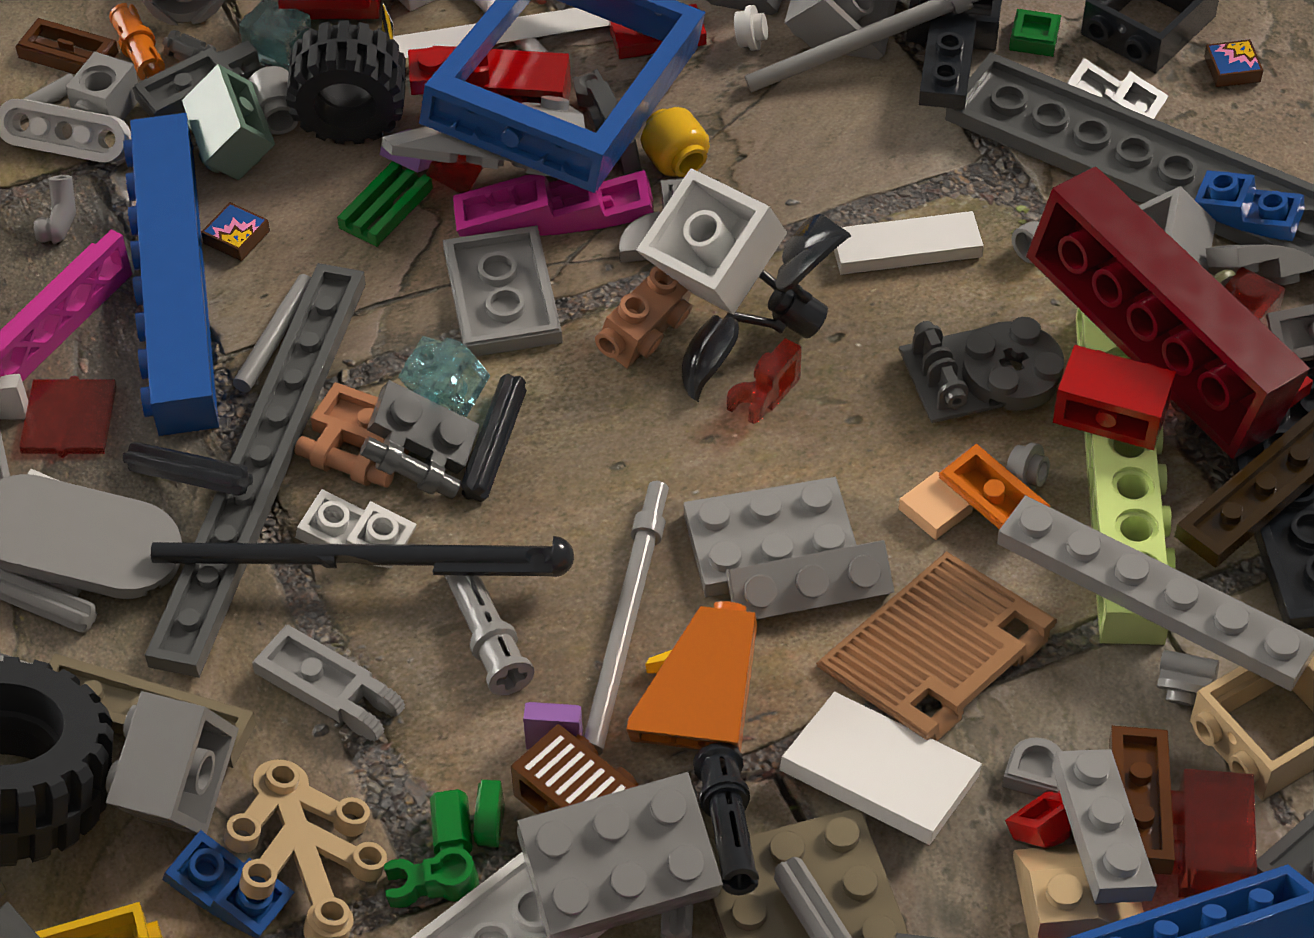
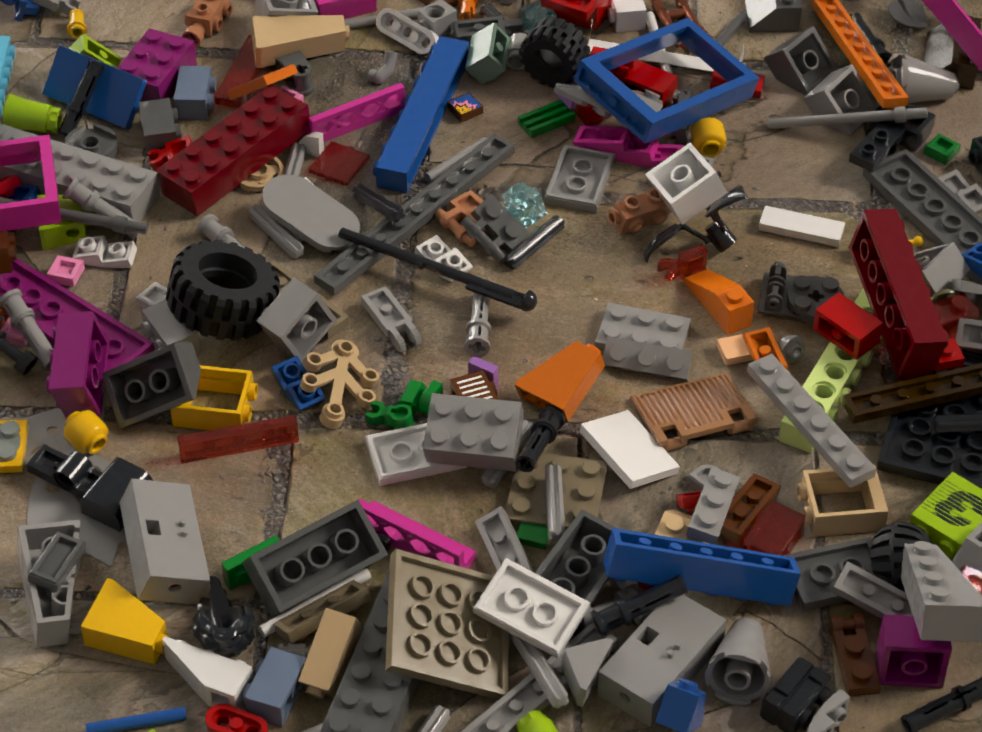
camera: 25 degrees right, 5 degrees down
(646, 533) = (581, 310): light grey bar -> none
(750, 28) = (785, 96): white plate -> none
(864, 420) = (722, 299): none -> orange slope
(1185, 675) = (805, 462): light grey plate -> none

